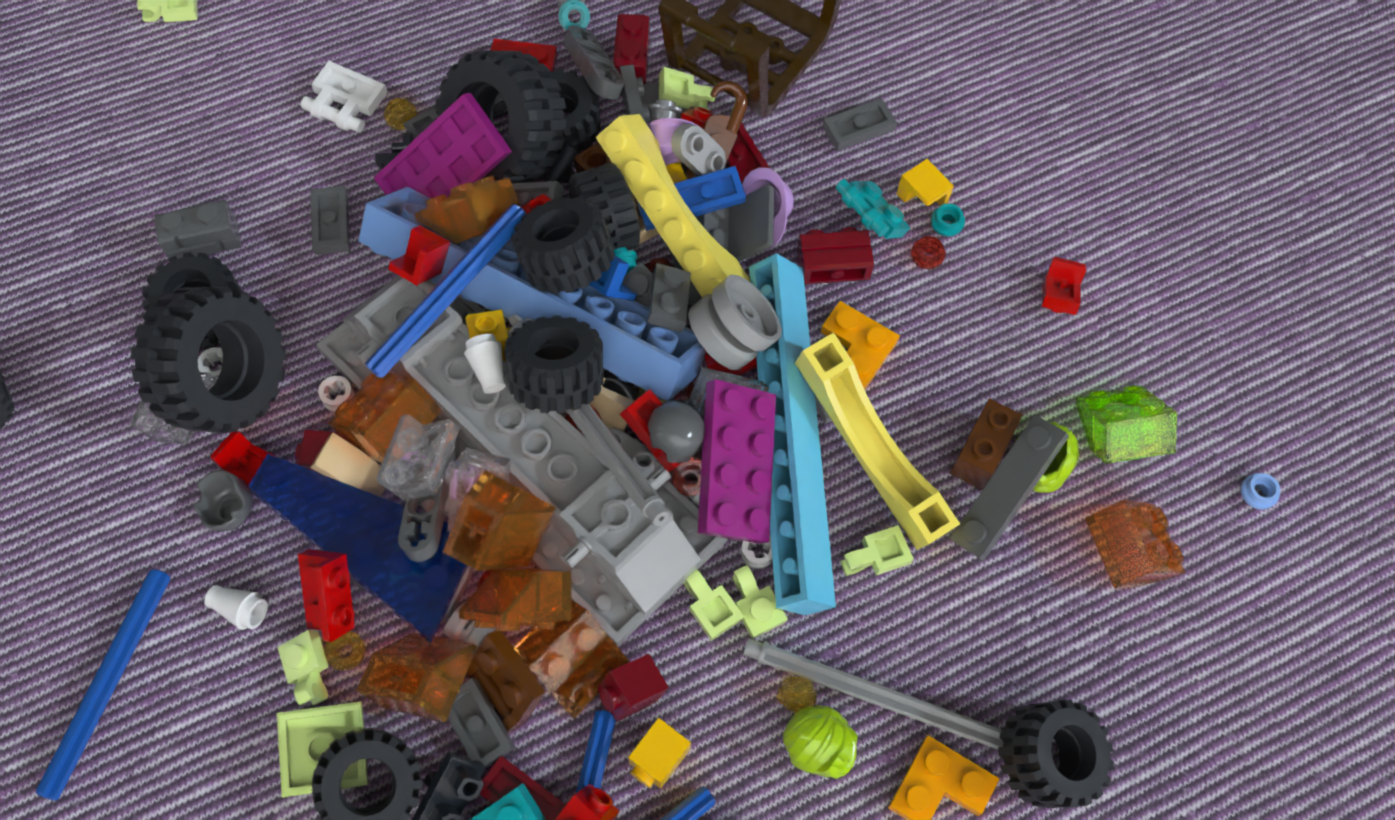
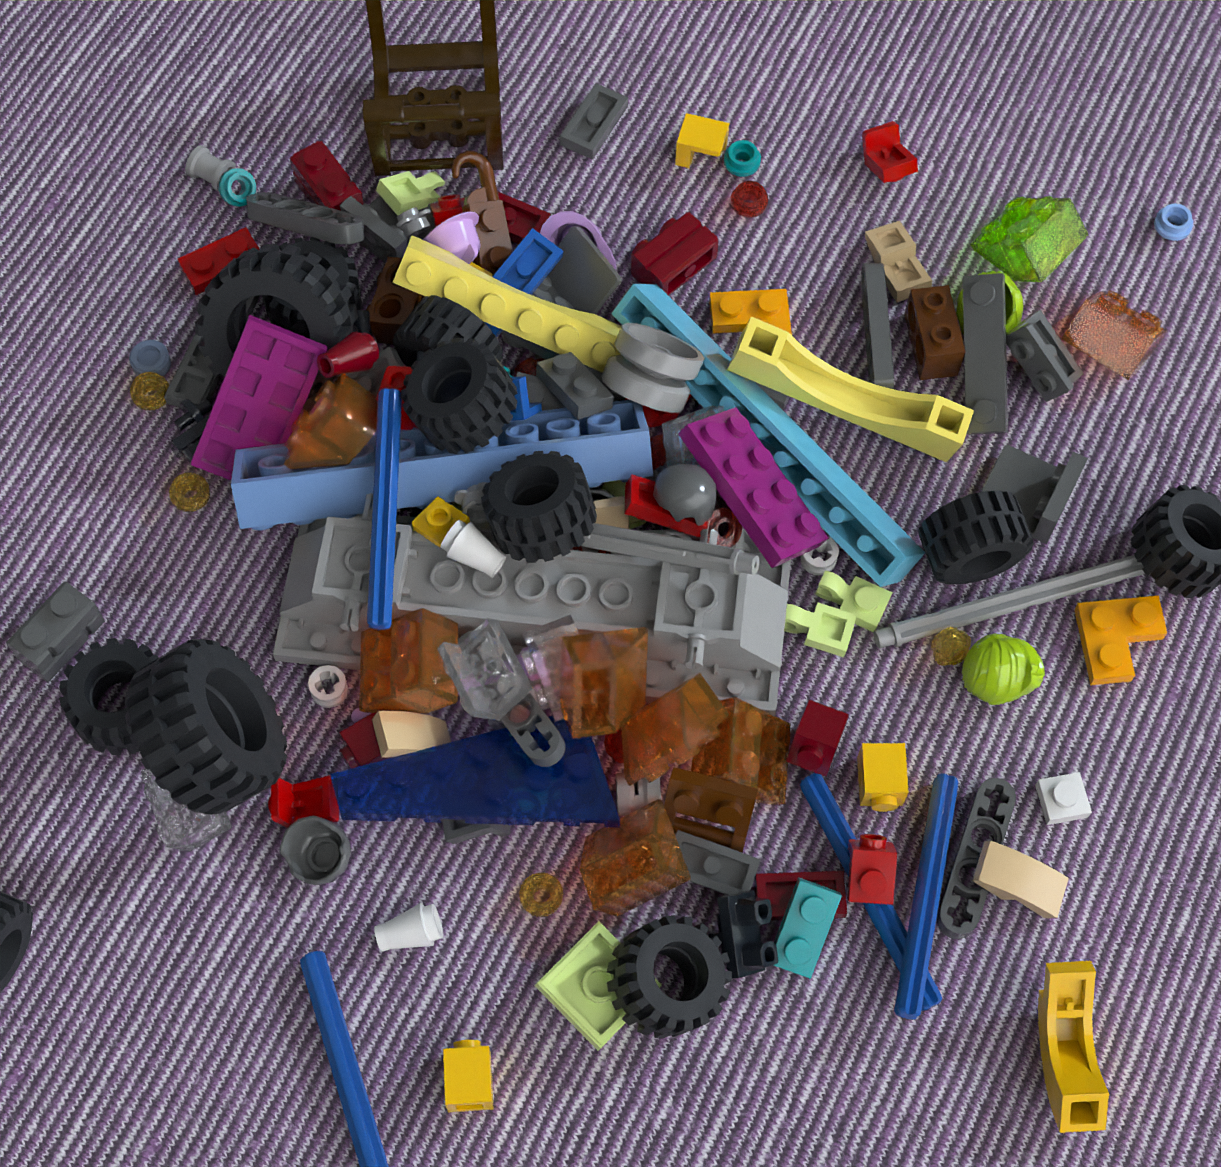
camera: 35 degrees left, 0 degrees up
(177, 744) = (468, 1077): none -> yellow brick
(302, 663) = (514, 930): yellowish green plate -> none
(326, 592) = (490, 853): red bracket -> none
(330, 220) = (175, 534): dark grey plate -> none
(347, 88) = (77, 400): white plate -> none
(360, 192) = (189, 482): none -> clear yellow plate
(420, 93) = (150, 357): none -> sand blue tile
(423, 256) = (327, 496): red panel -> none
(521, 168) = (352, 354): none -> dark red cone
(697, 150) = (489, 235): light grey plate -> none
(874, 210) = (660, 185): teal plate -> none
(879, 623) = (975, 537): none -> black tyre
(882, 550) = (922, 482): yellowish green plate -> none
(944, 410) = (876, 325): none -> dark grey beam
(960, 619) = (1038, 486): none -> dark grey bracket
(1006, 371) = (897, 252): none -> tan slope
(1058, 521) = (1043, 356): none -> dark grey bracket

